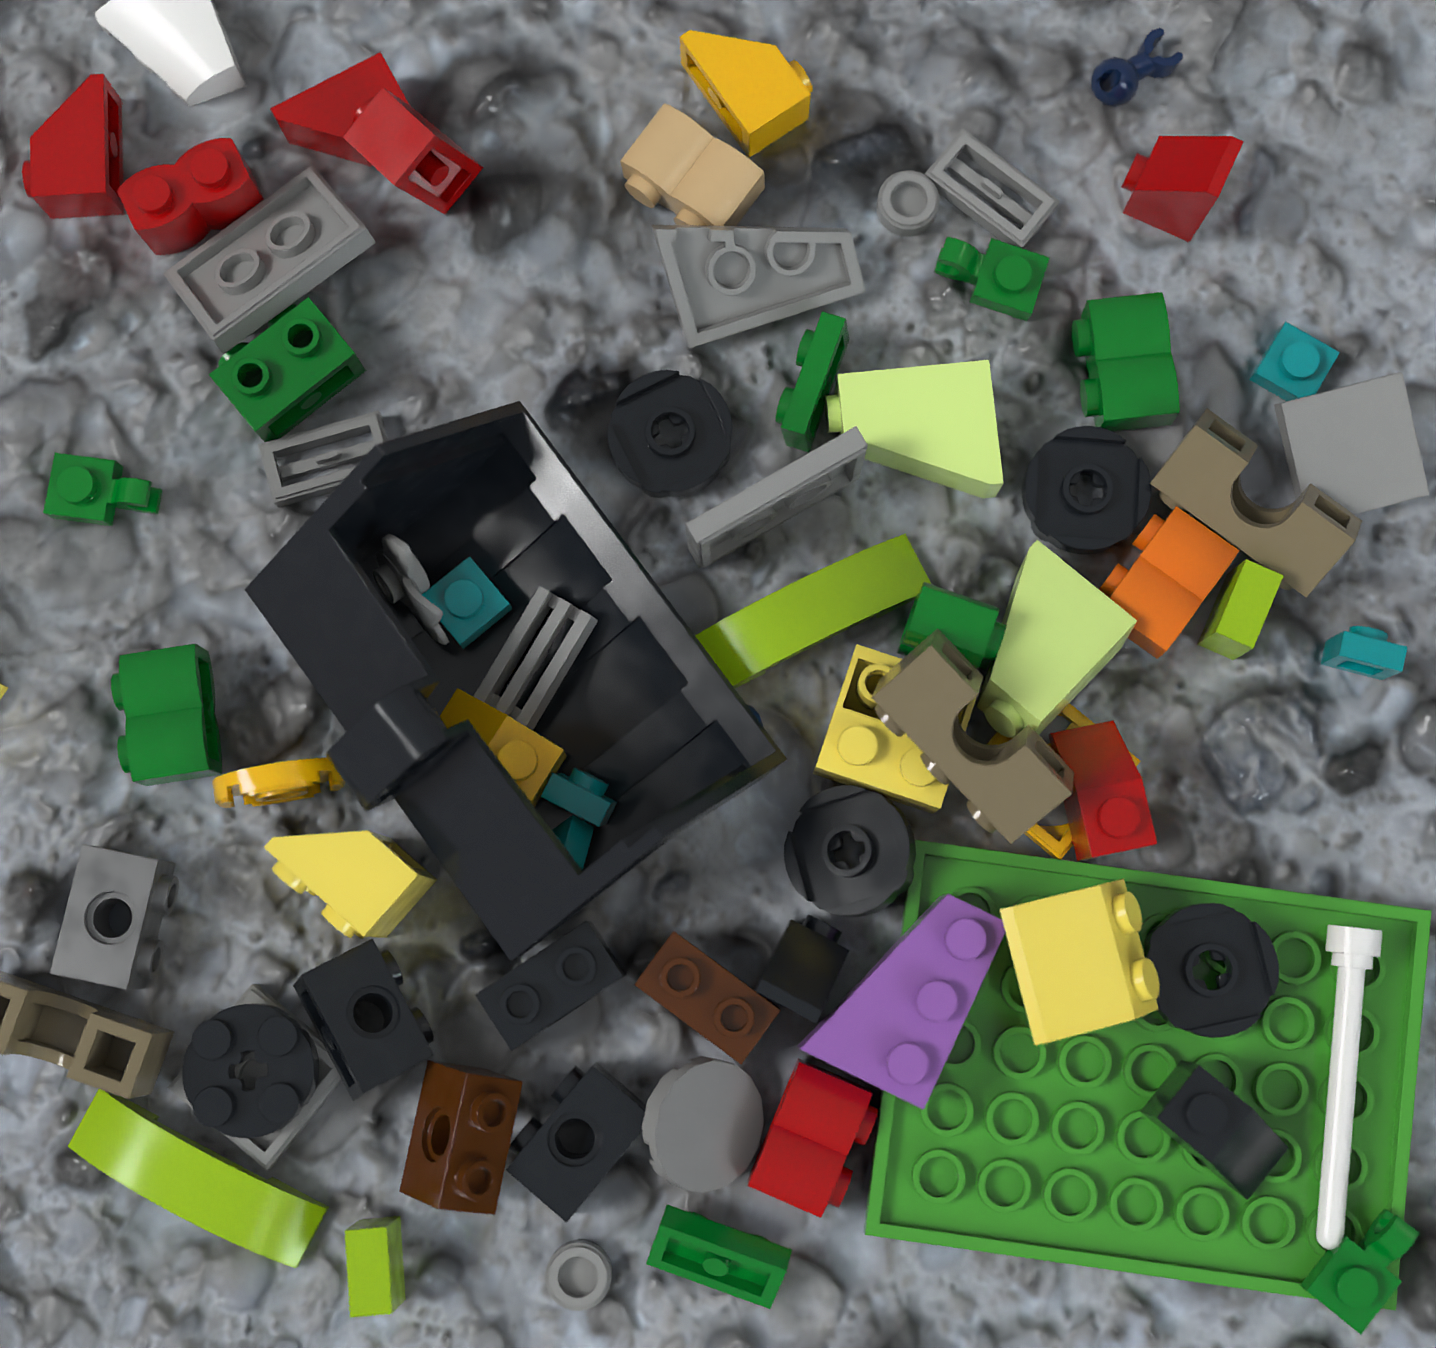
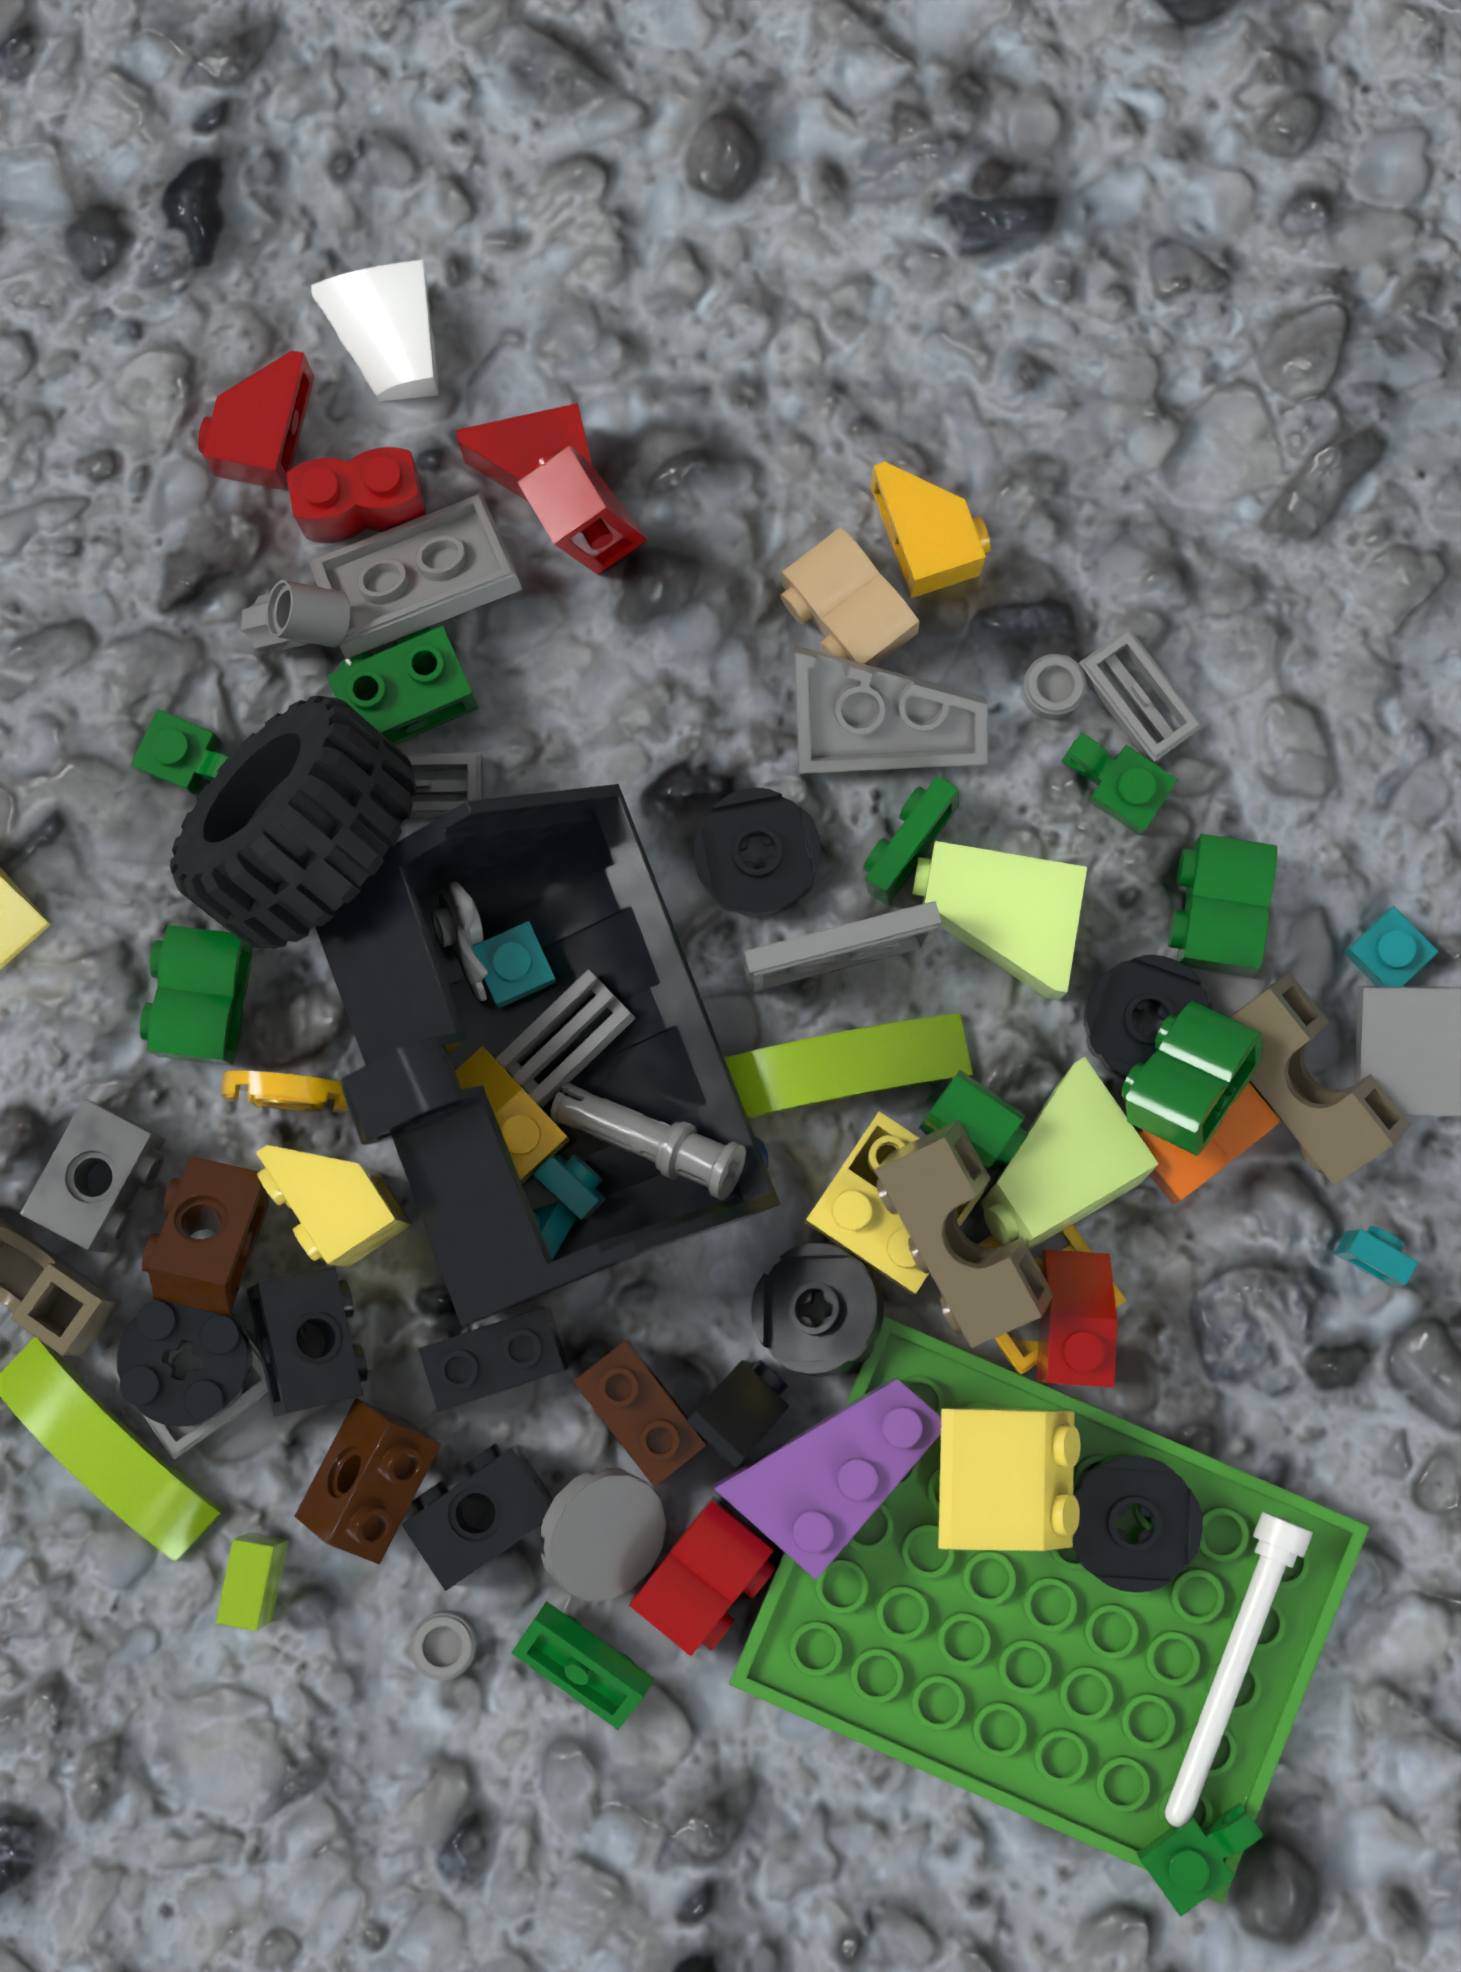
camera: 15 degrees right, 0 degrees up
(163, 325) = (296, 617): none -> light grey piece
(214, 519) = (293, 823): none -> black tyre
(253, 974) = (209, 1269): none -> reddish brown brick
(668, 733) = (672, 1147): none -> light grey pin
(1117, 78) = (1299, 618): dark blue arm -> none
(1145, 528) = (1192, 1076): none -> green brick
(1179, 181) = (1324, 740): red slope -> none
(1215, 1127) = (1096, 1678): black slope -> none
(1240, 610) = (1265, 1179): lime piece -> none

